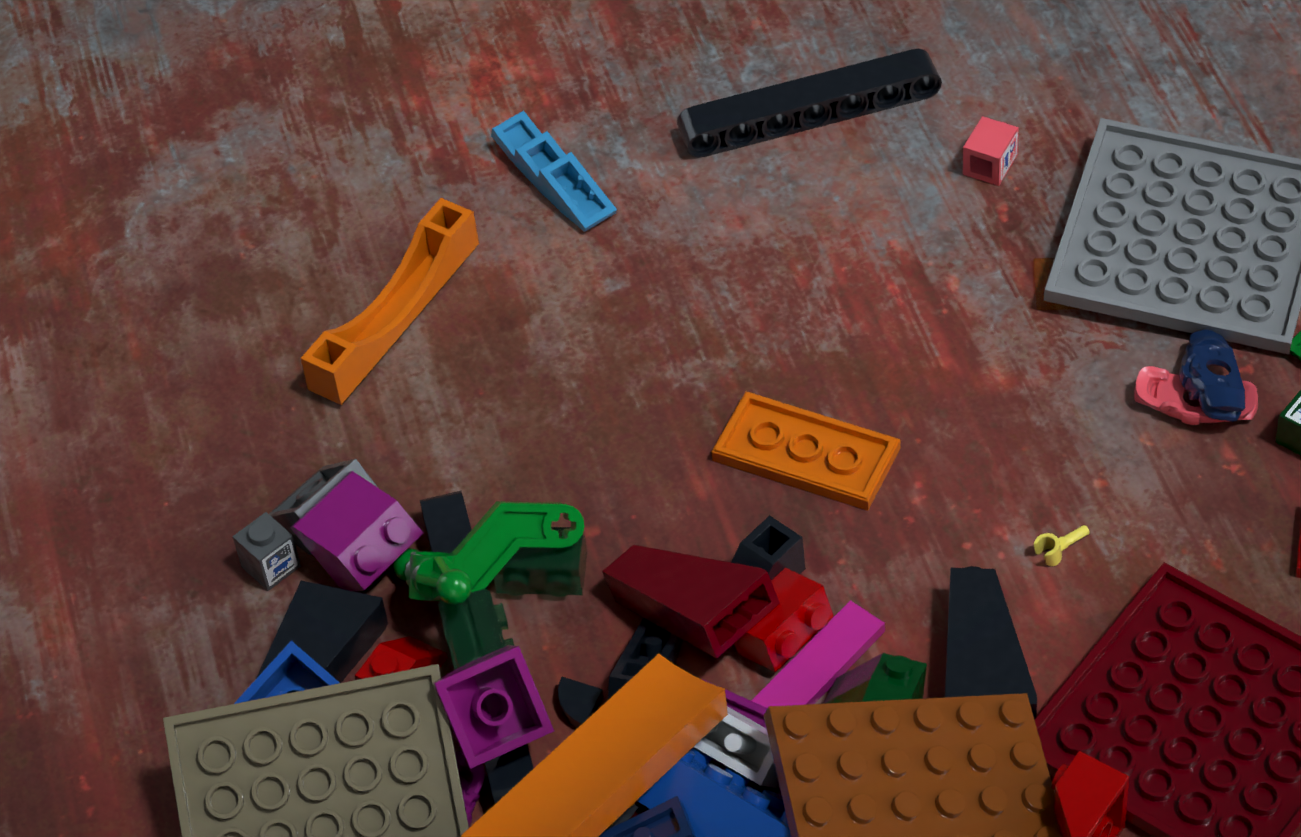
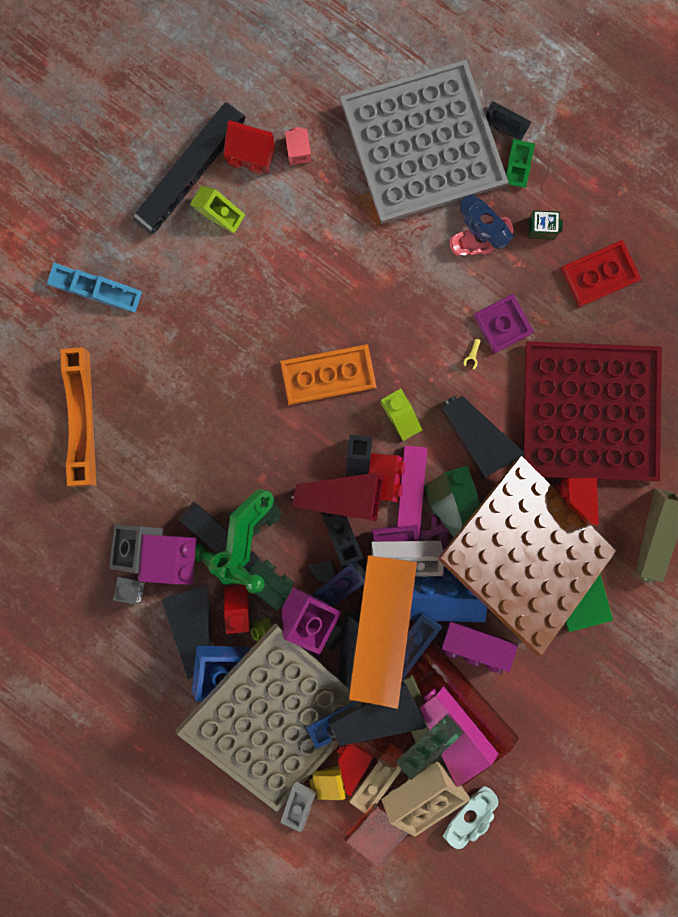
camera: 40 degrees left, 35 degrees up
(577, 708) = (341, 584): none -> dark blue plate
(810, 166) = (217, 208): none -> lime slope
(877, 552) = (401, 414): none -> lime slope
(915, 112) = (249, 148): none -> red slope
(1145, 528) = (503, 323): none -> magenta tile

